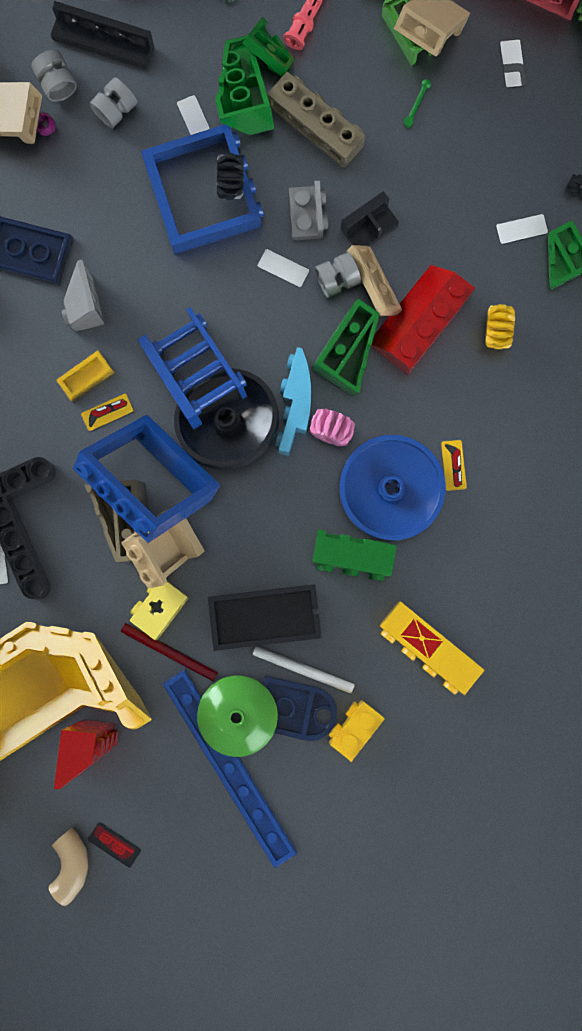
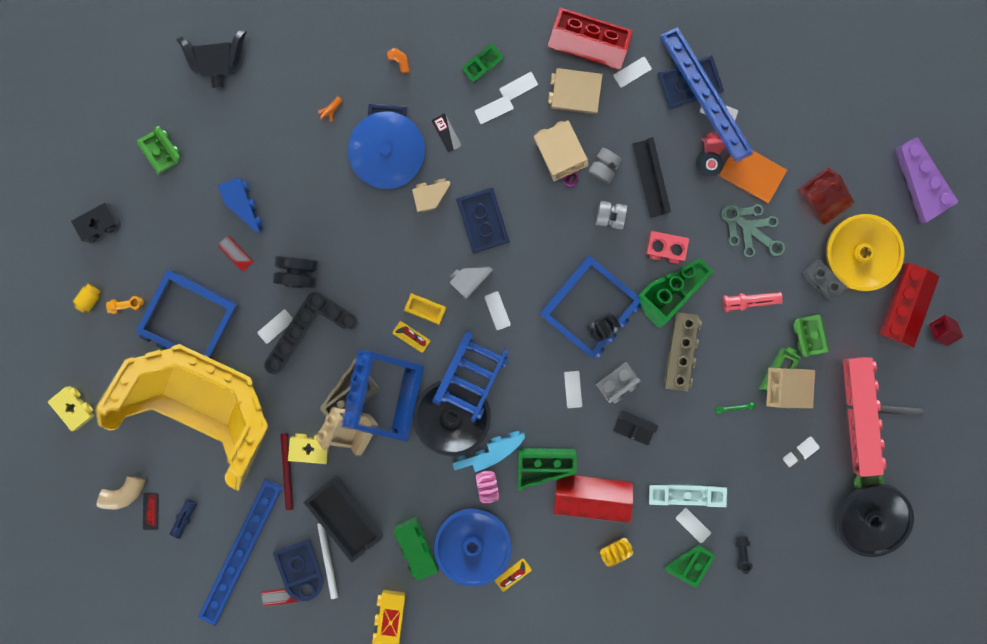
camera: 55 degrees right, 5 degrees up
(82, 747) = (197, 466): red slope -> none
(140, 297) = (497, 310): none -> white sticker
(146, 811) = (187, 508): none -> dark blue pin
(183, 62) = (667, 242): none -> coral brick
(192, 115) = (635, 271): white sticker -> none
(241, 696) = (279, 526): bright green dish -> none
(268, 48) = (710, 291): green wing -> none
(310, 757) = (276, 597): none -> sticker
(344, 268) = (587, 429): light grey wheel -> none
(355, 730) = (310, 616): yellow brick -> none
(375, 281) = (598, 454): tan tile -> none
(485, 209) = (688, 495): none -> light aqua slope

